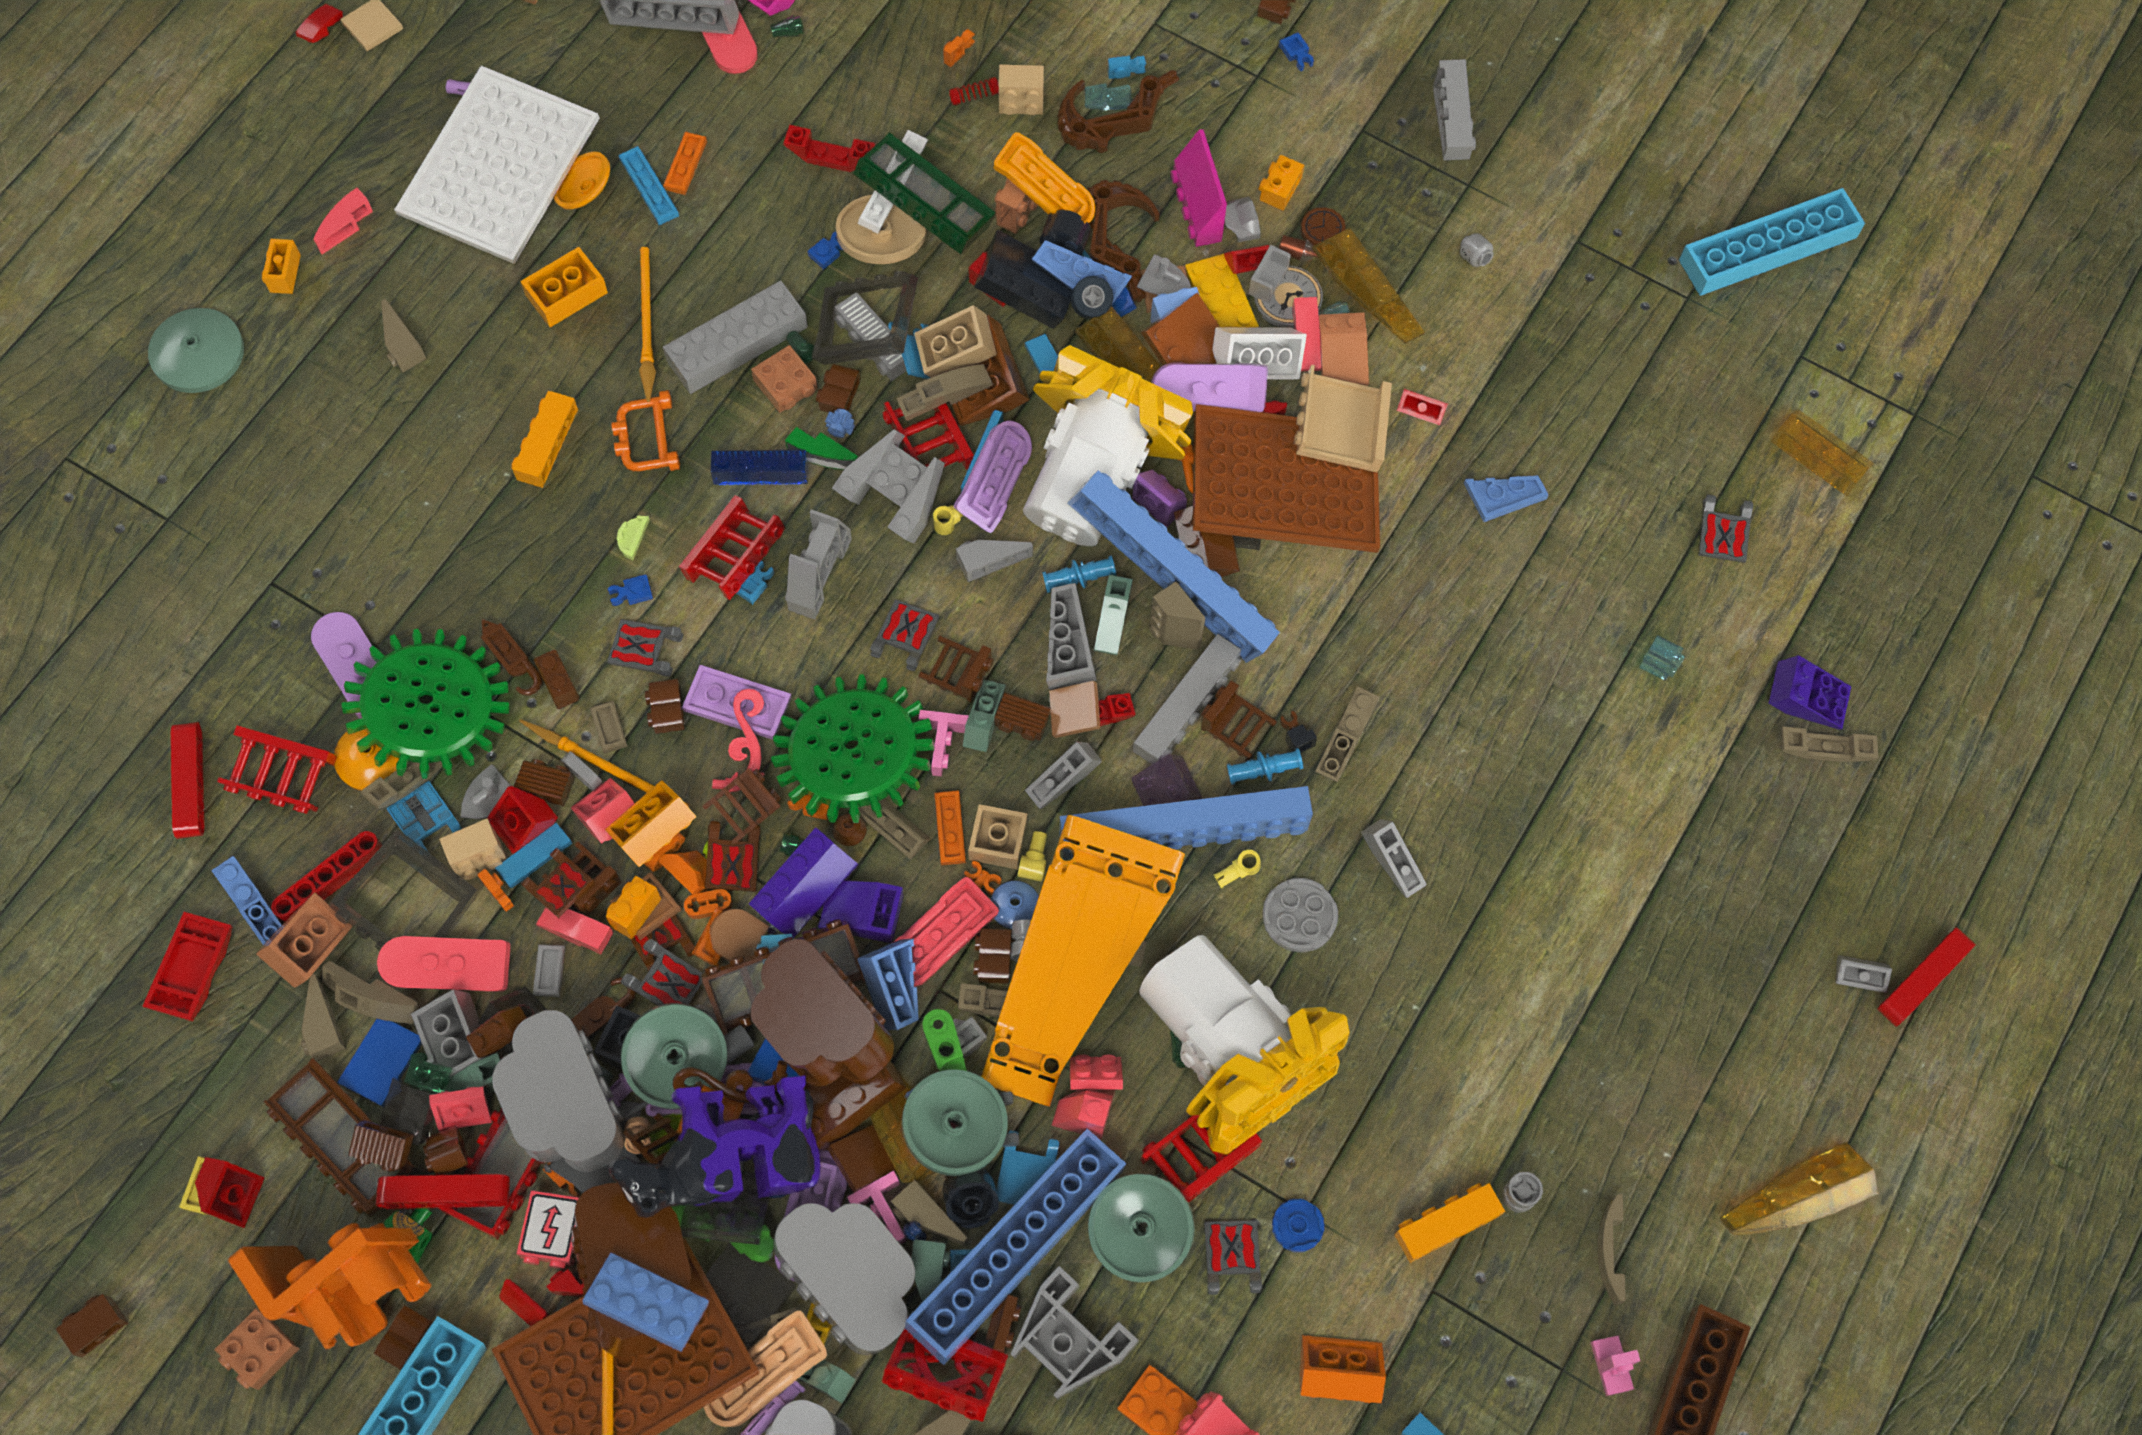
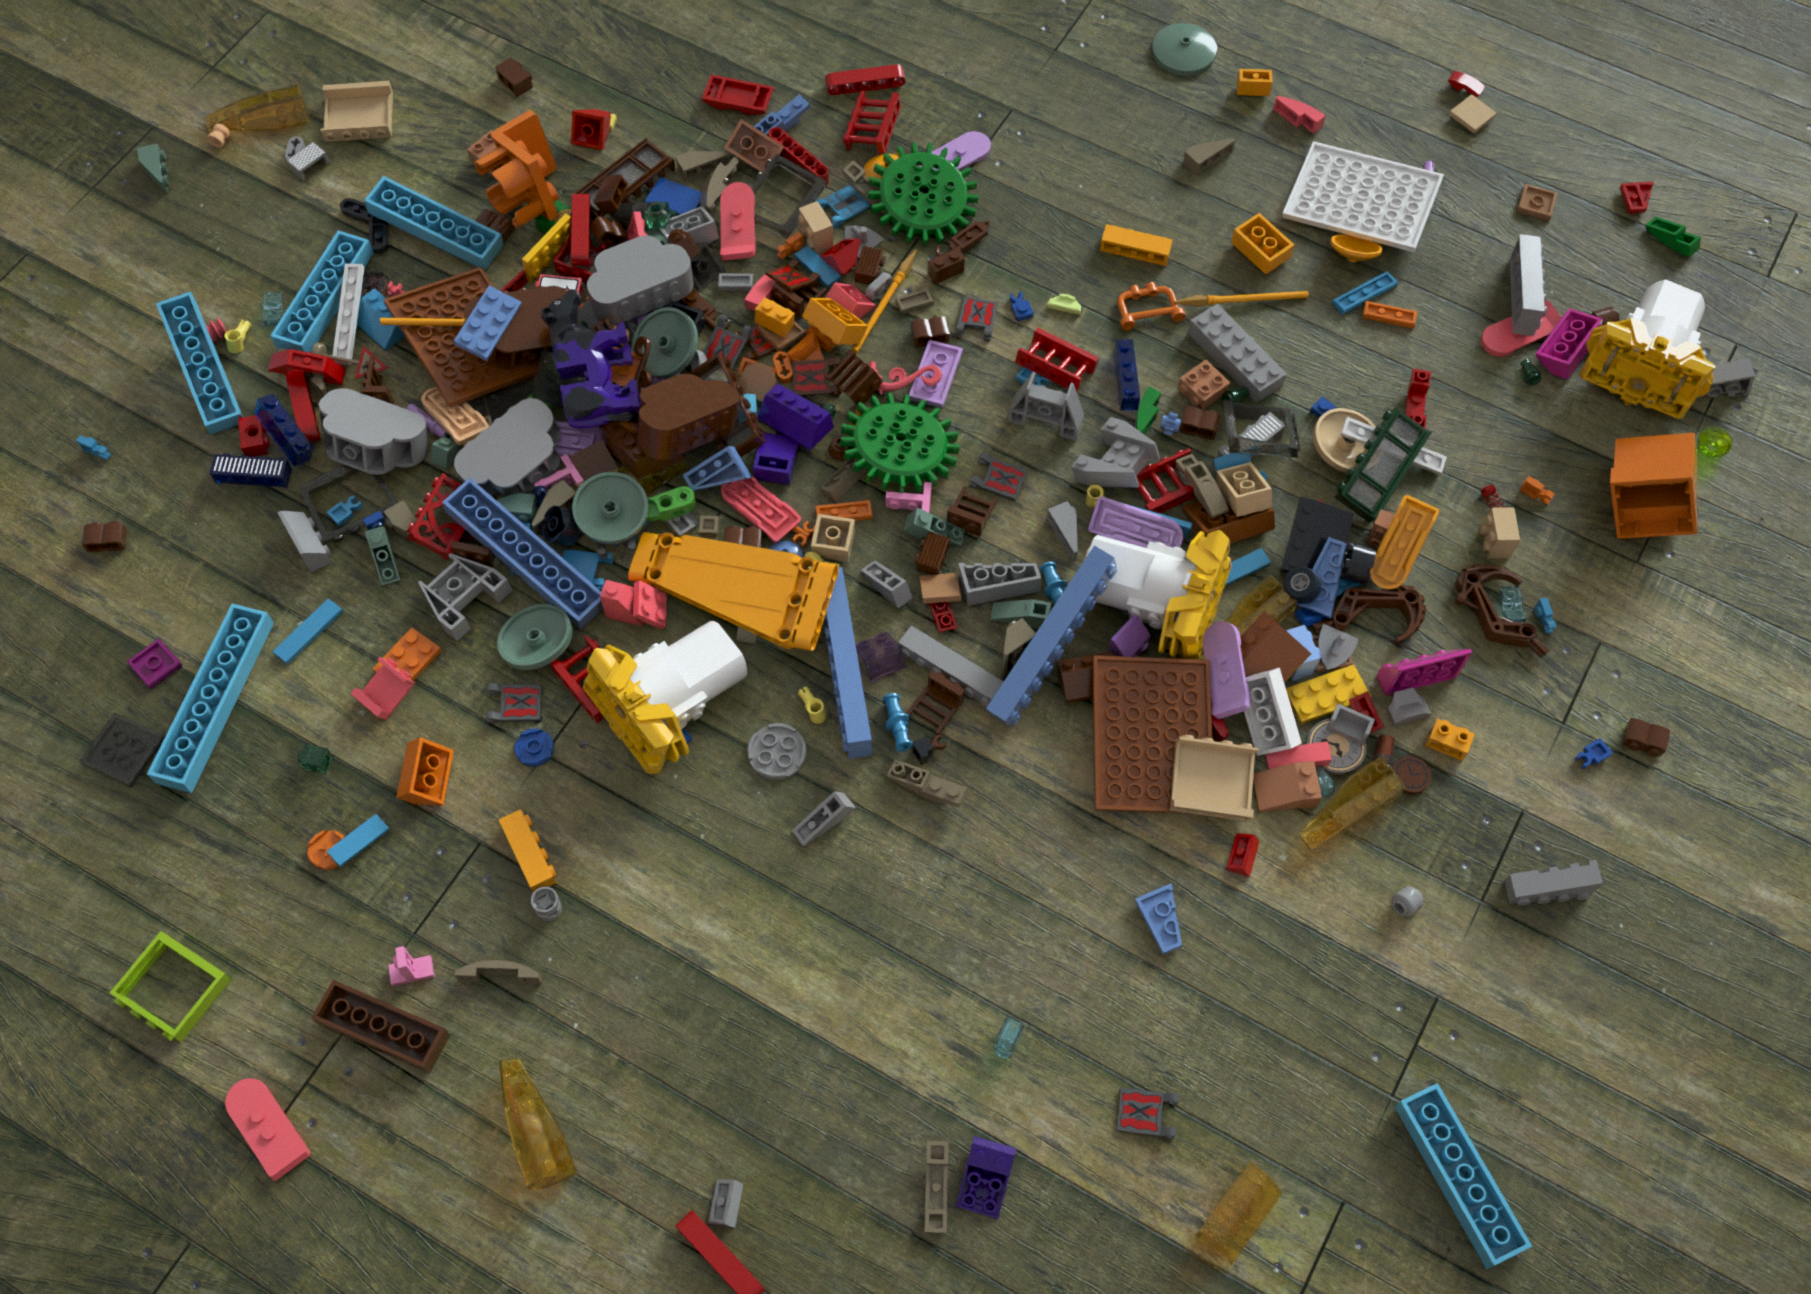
camera: 90 degrees right, 5 degrees down
(473, 1247) = (547, 248): none -> yellow plate

